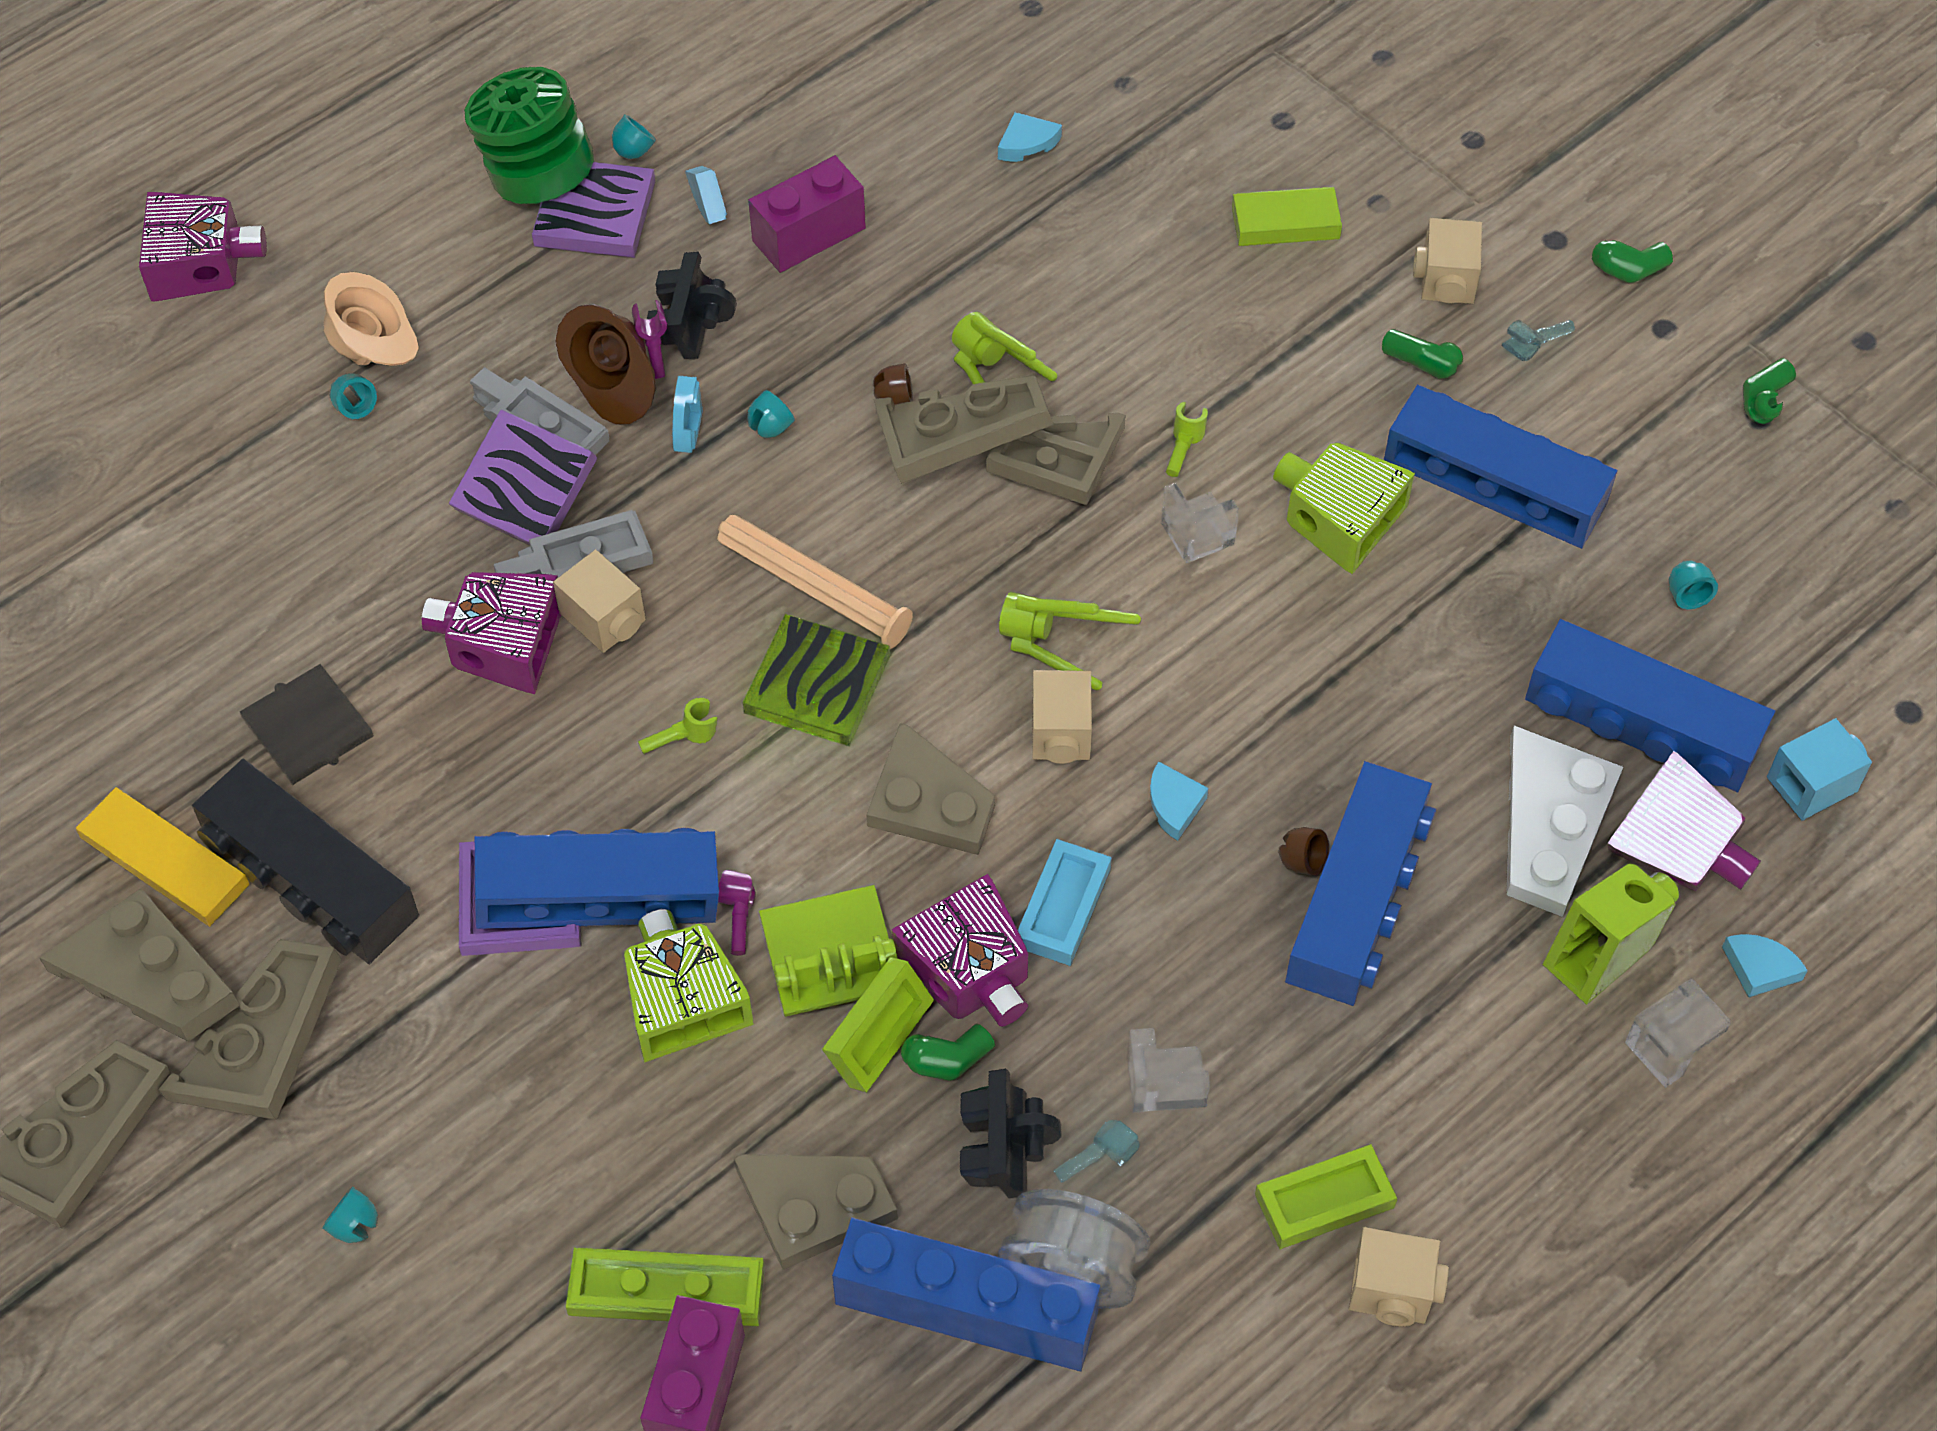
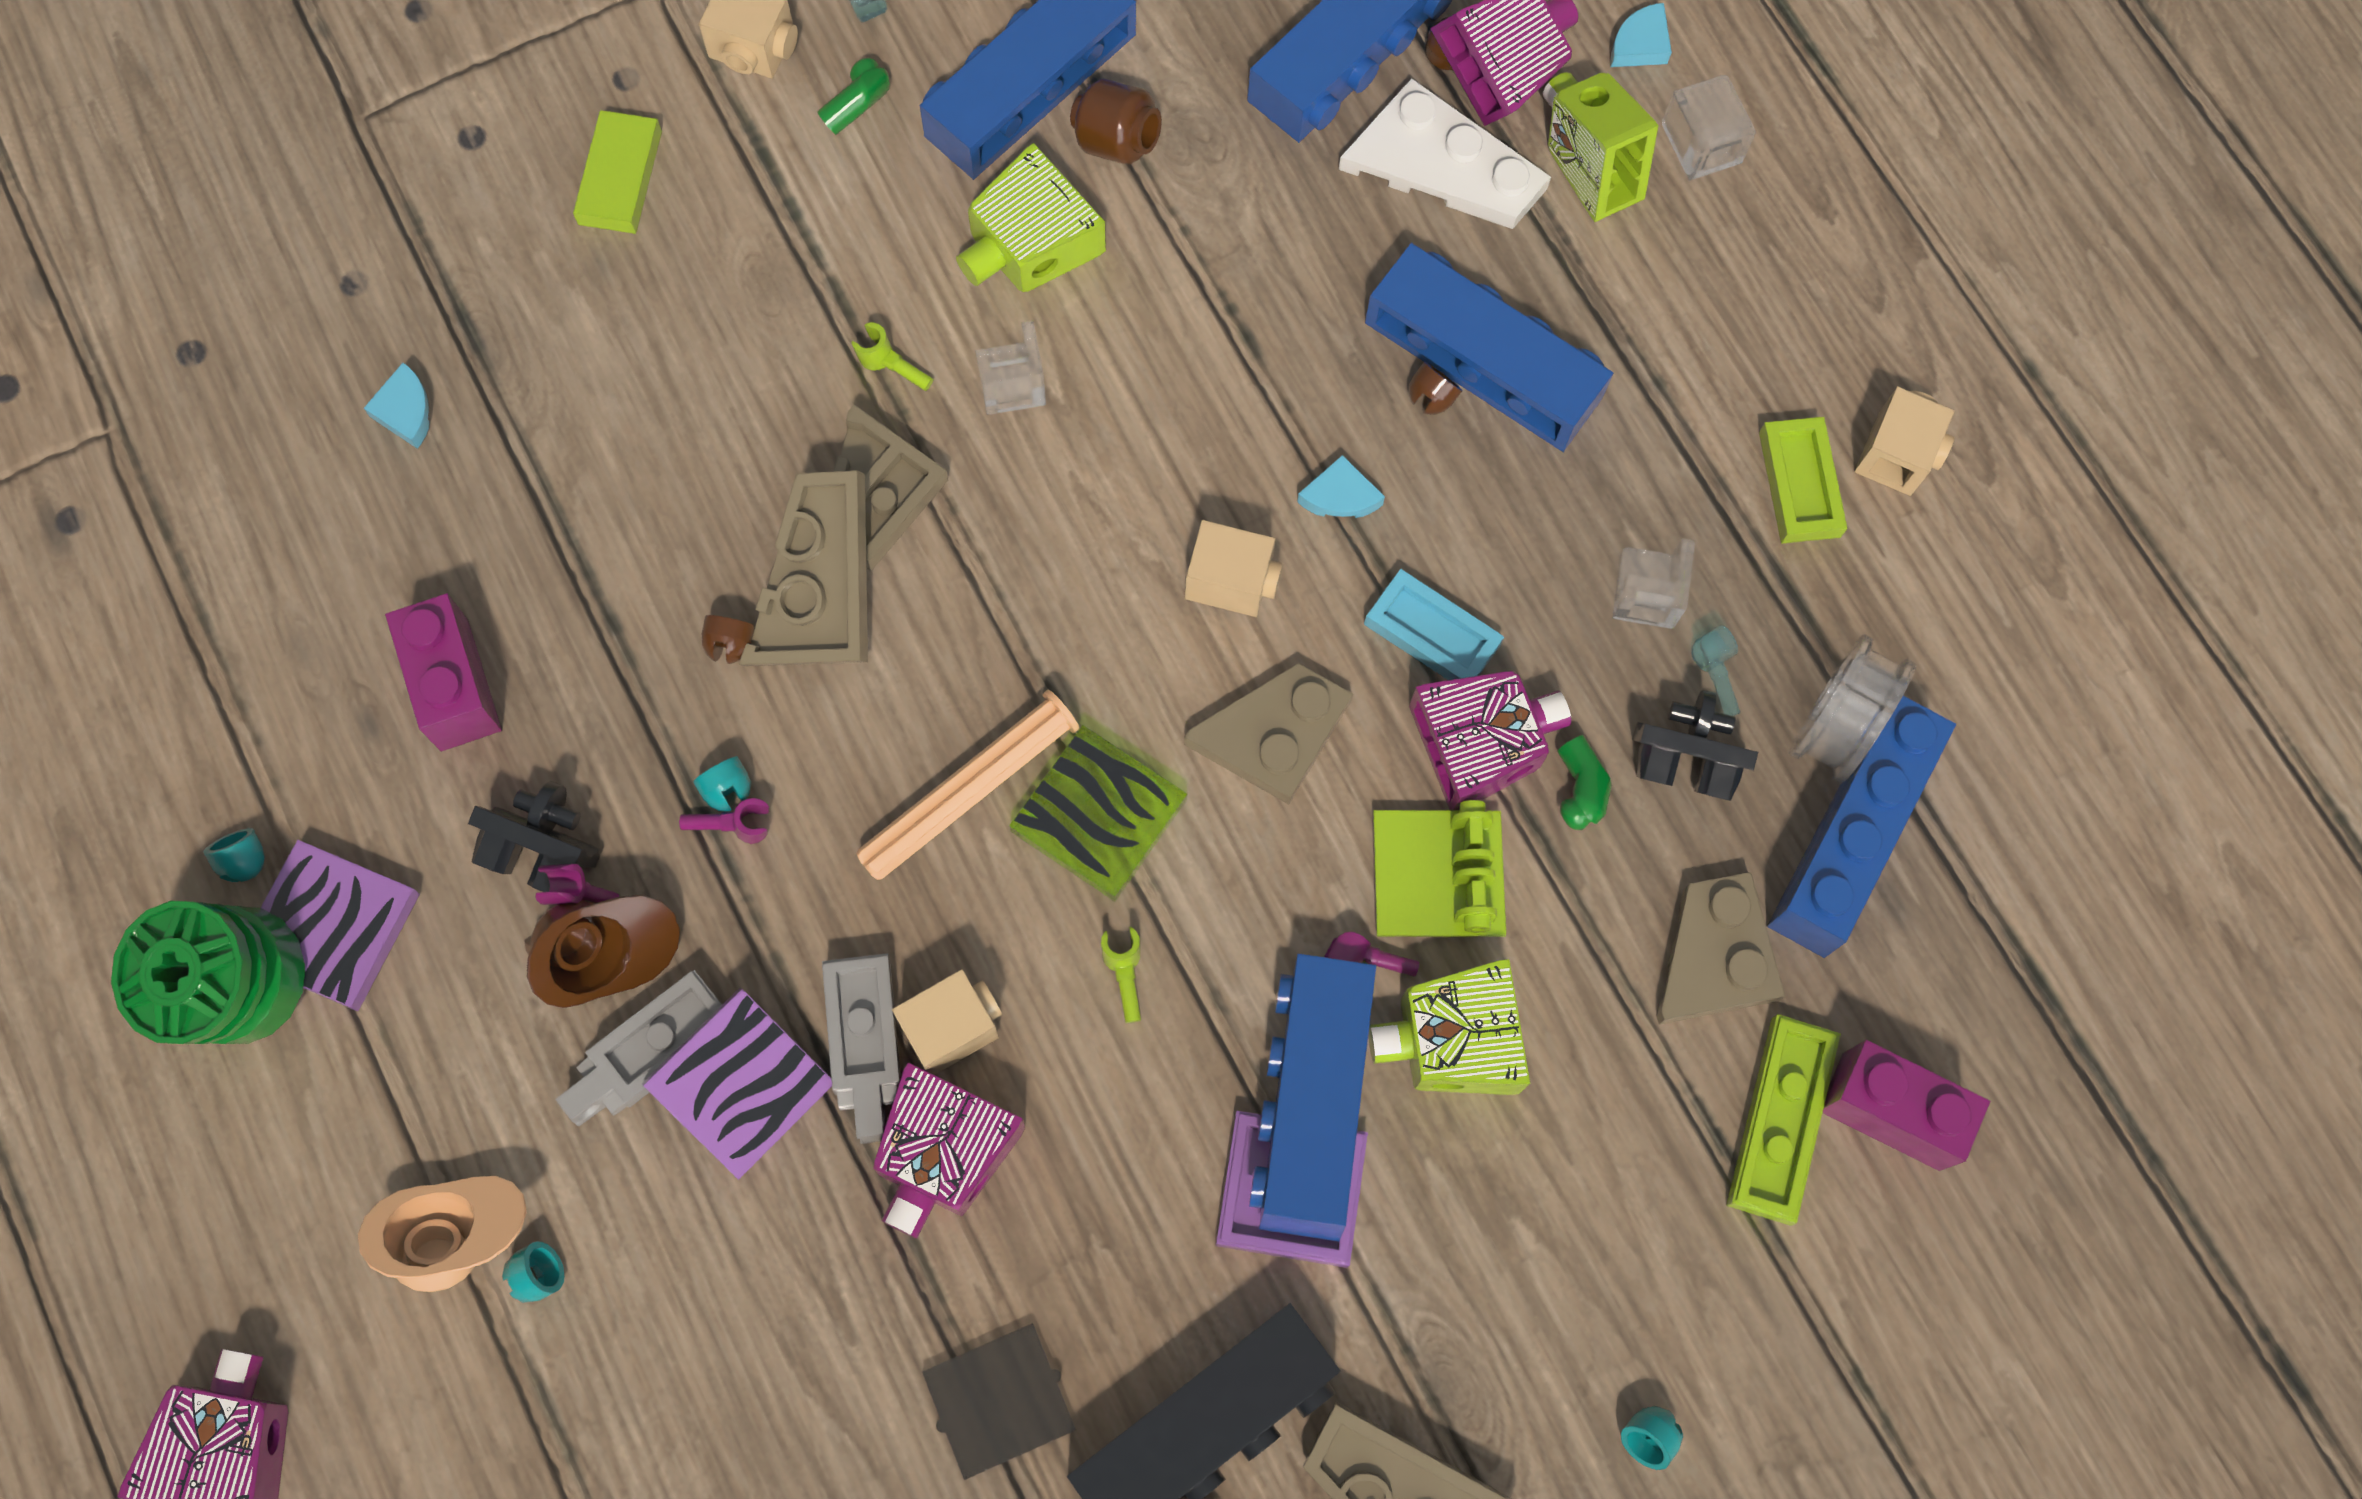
camera: 80 degrees left, 15 degrees up
(686, 414) = (682, 871): medium azure tile -> none
(706, 193) = (358, 785): medium azure tile -> none
(741, 429) = (729, 821): none -> magenta hand
(878, 1024) = (1547, 841): lime tile -> none
(985, 344) = (697, 526): lime plant -> none
(1030, 618) = (1087, 572): lime plant -> none
(1472, 540) = (1116, 121): none -> reddish brown head

